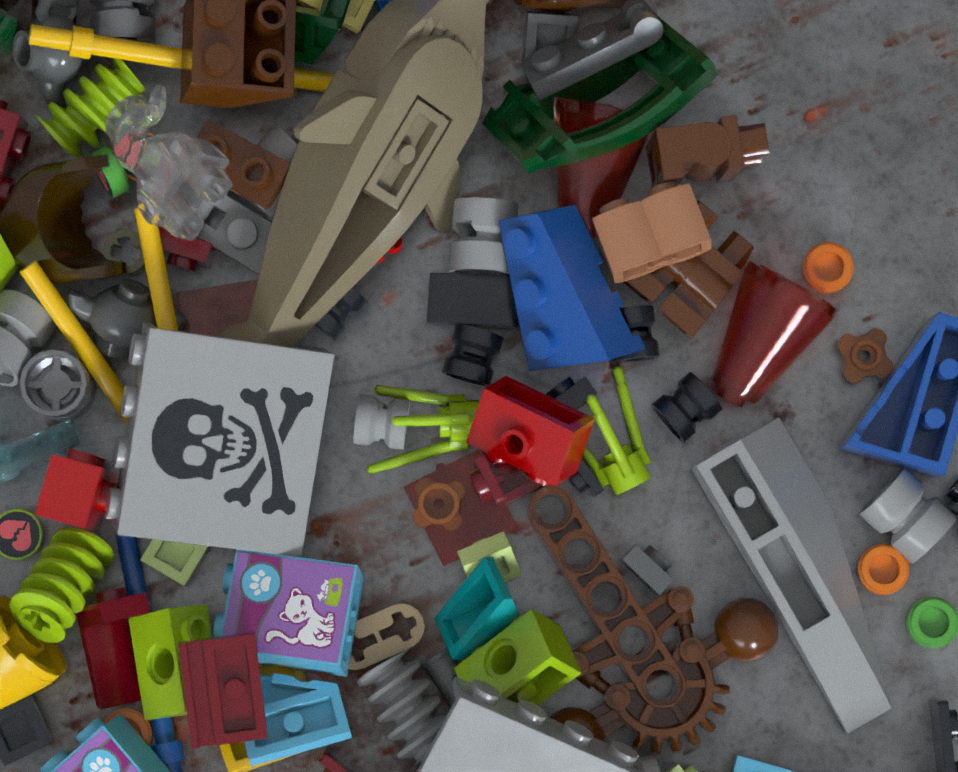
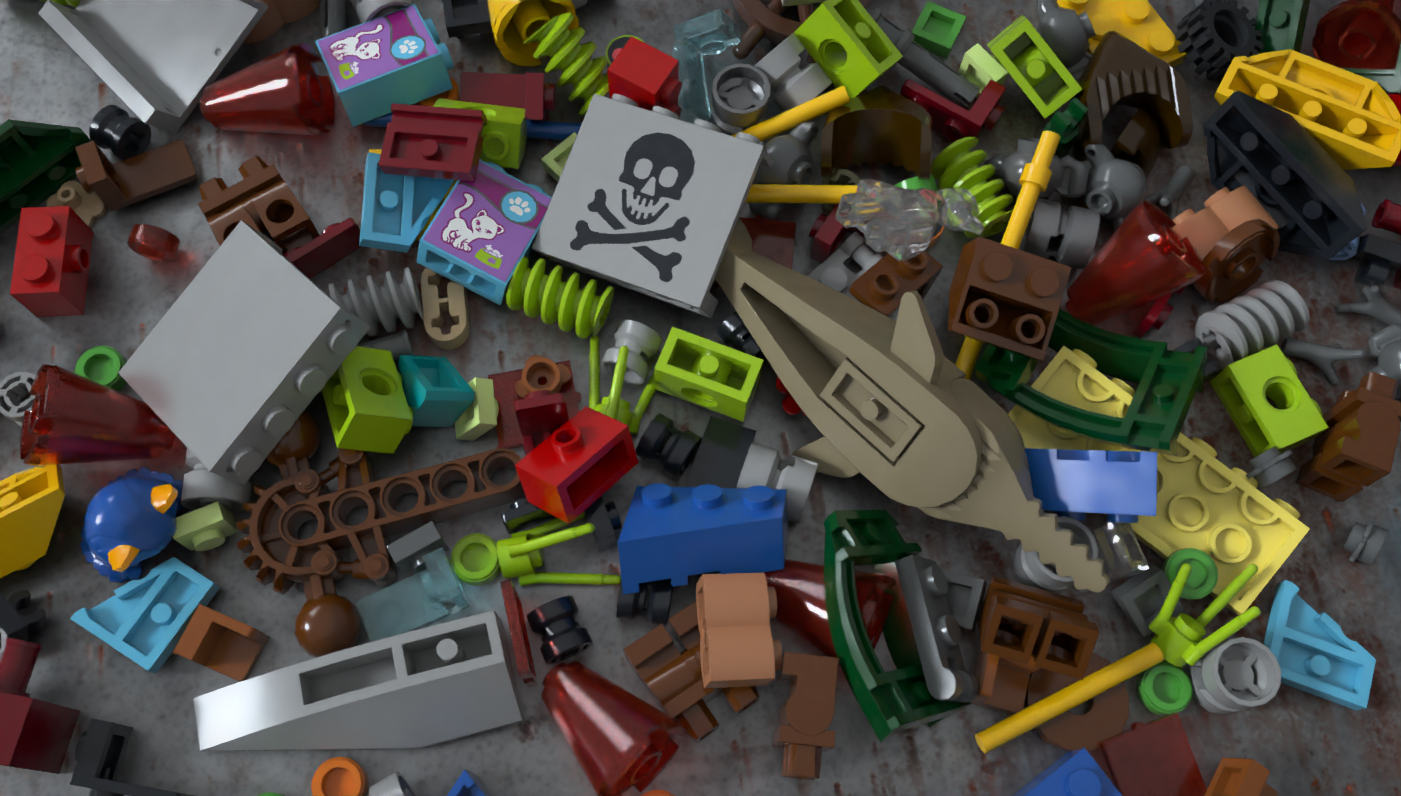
camera: 105 degrees right, 15 degrees down
(343, 510) = (558, 299): none -> lime piece
(389, 333) = (707, 374): none -> lime brick
(637, 513) = (476, 559): none -> lime tile
(699, 558) = (414, 600): none -> clear light blue bracket
(705, 440) = (519, 633): none -> clear red window
(790, 725) = (221, 643): none -> dark orange panel

